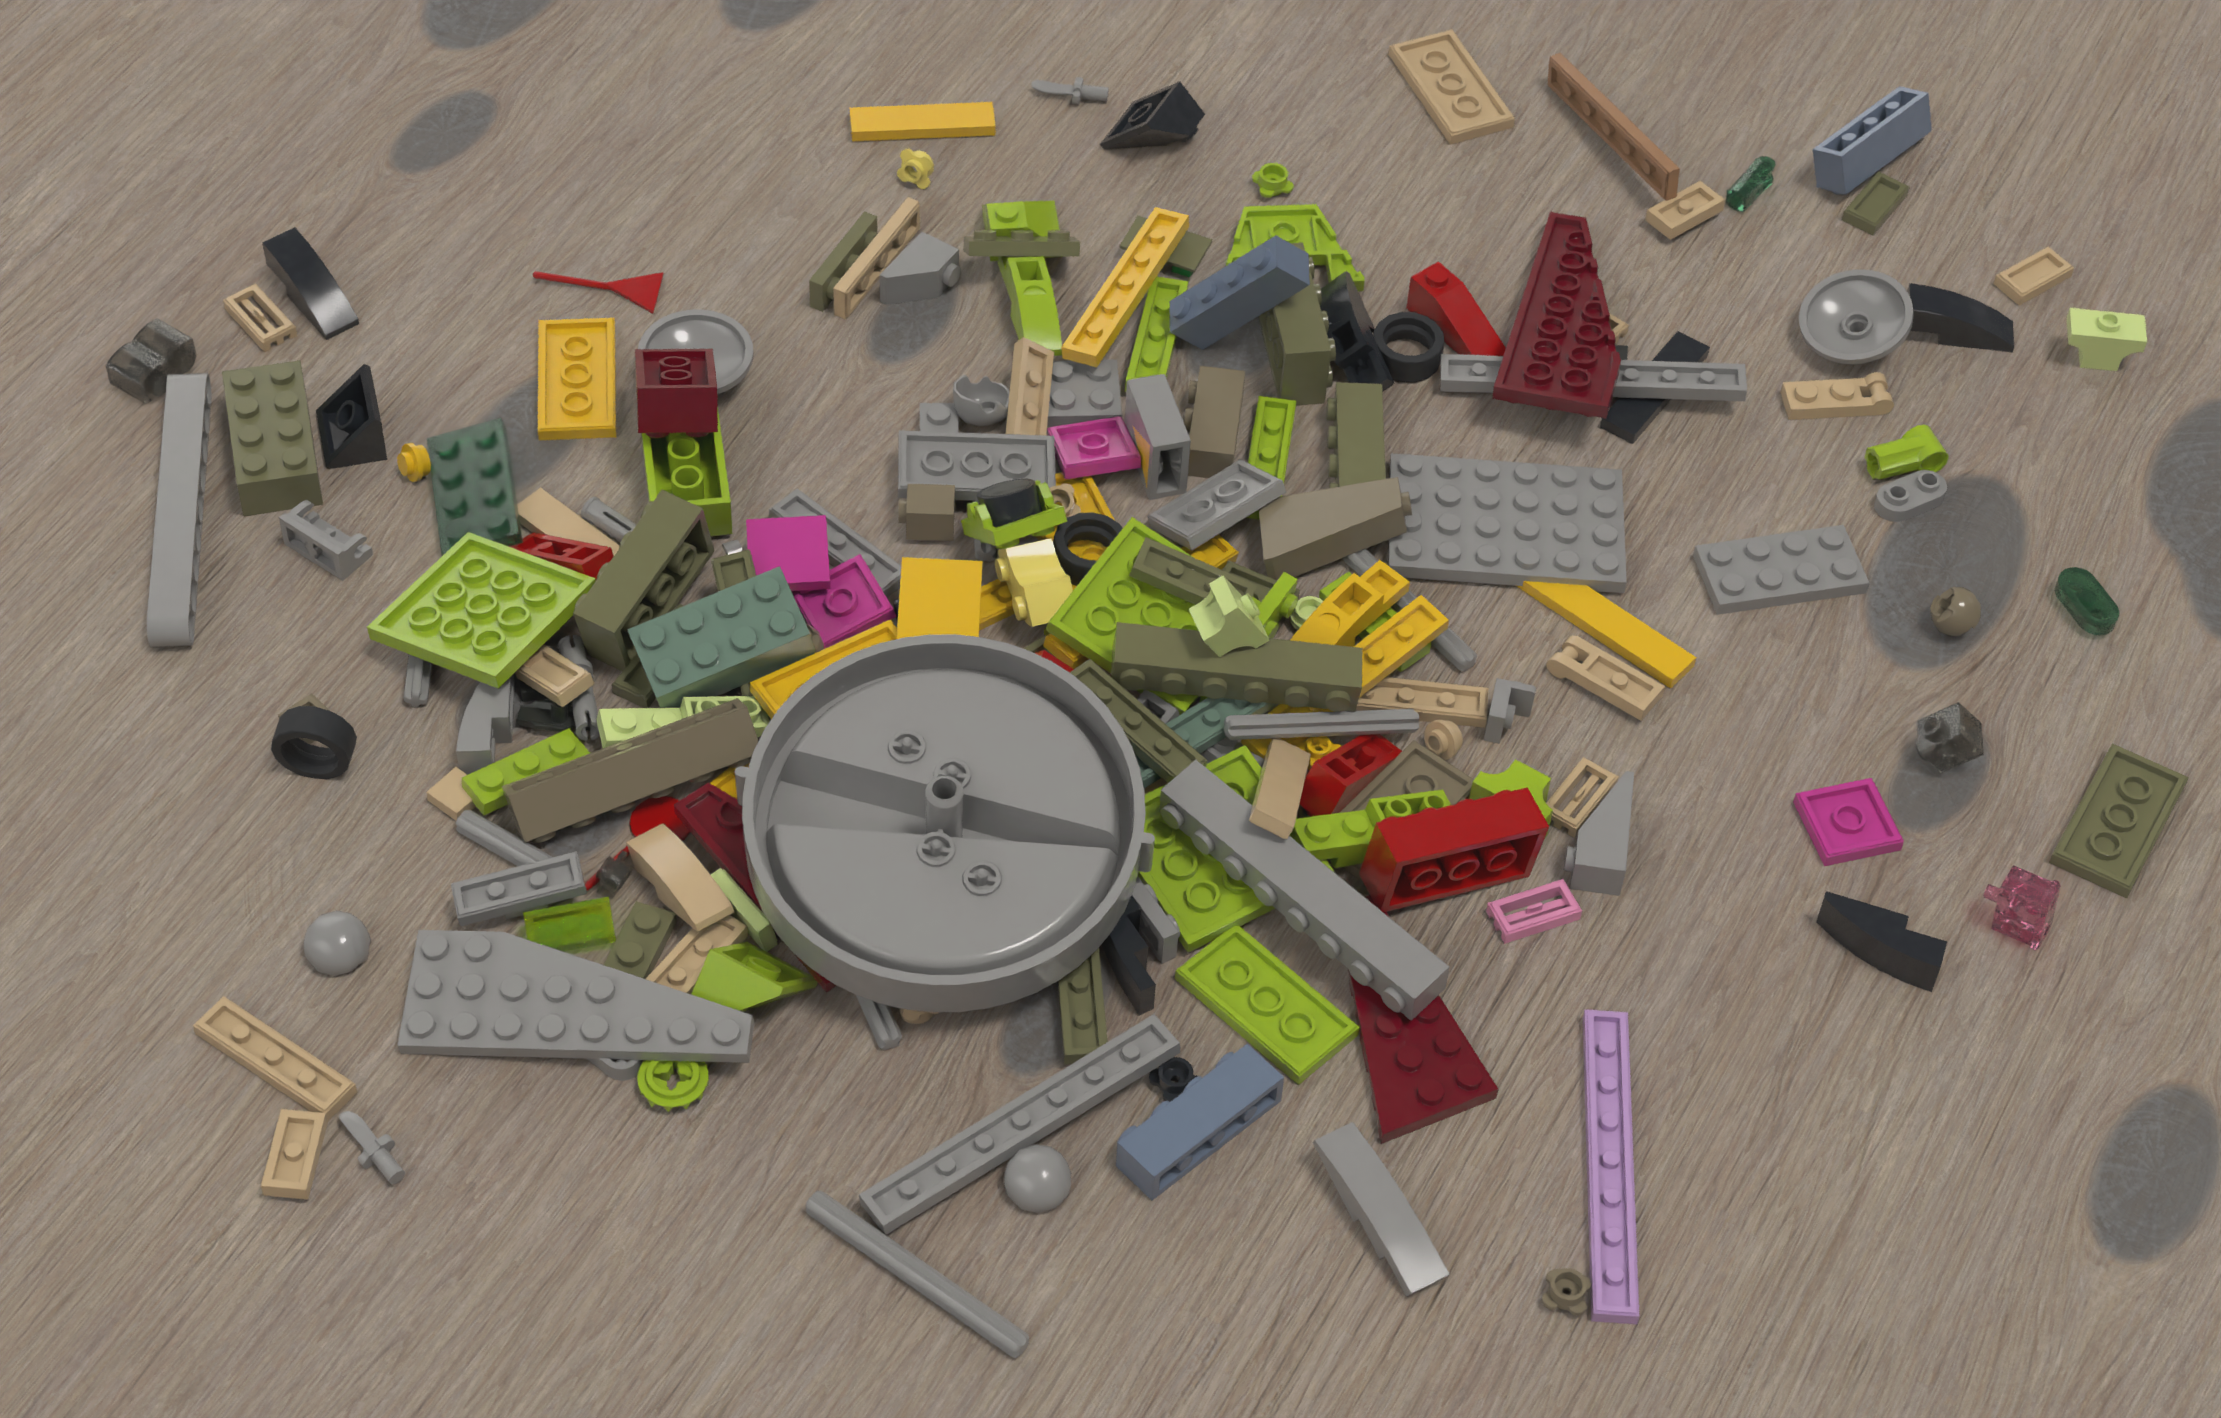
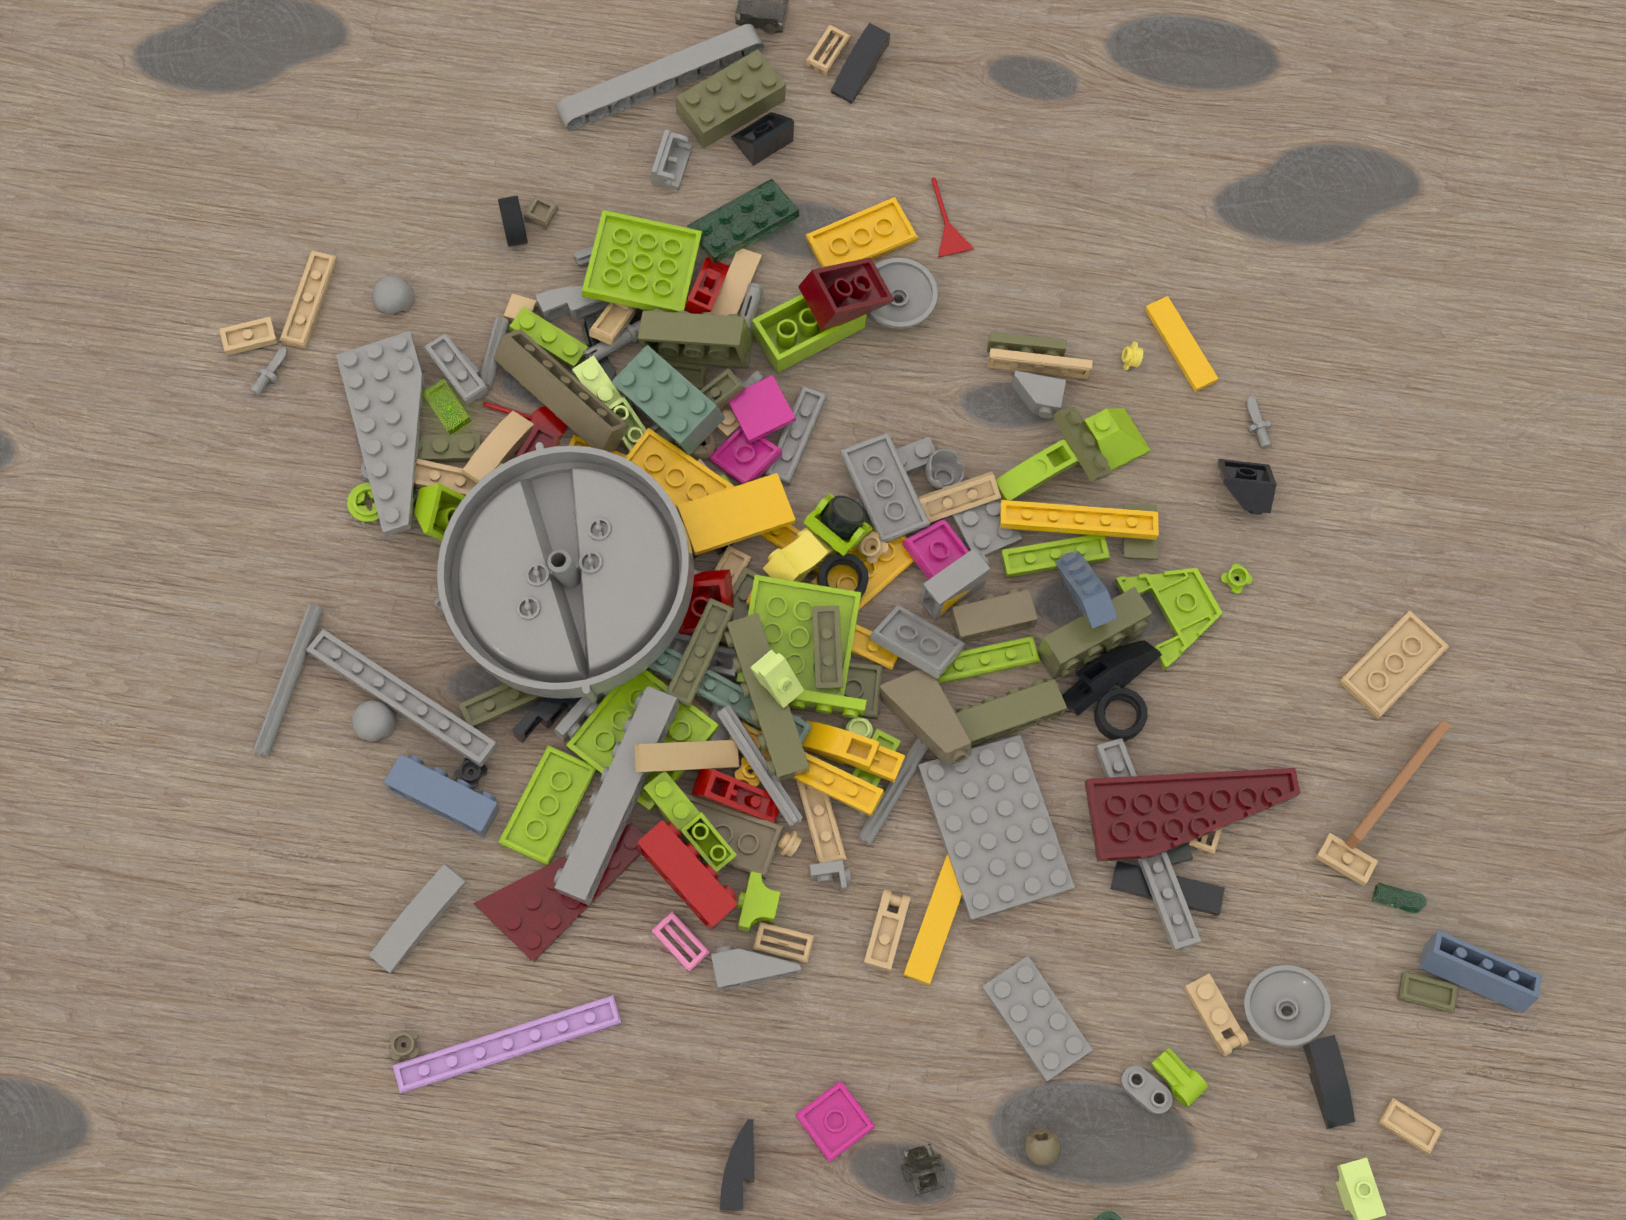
camera: 65 degrees right, 20 degrees up
(414, 462) = (749, 179): yellow plate -> none
(613, 874) = (492, 413): clear smoke plate -> none
(928, 512) = (835, 475): dark tan brick -> none
(1449, 303) = (1162, 736): red slope -> none

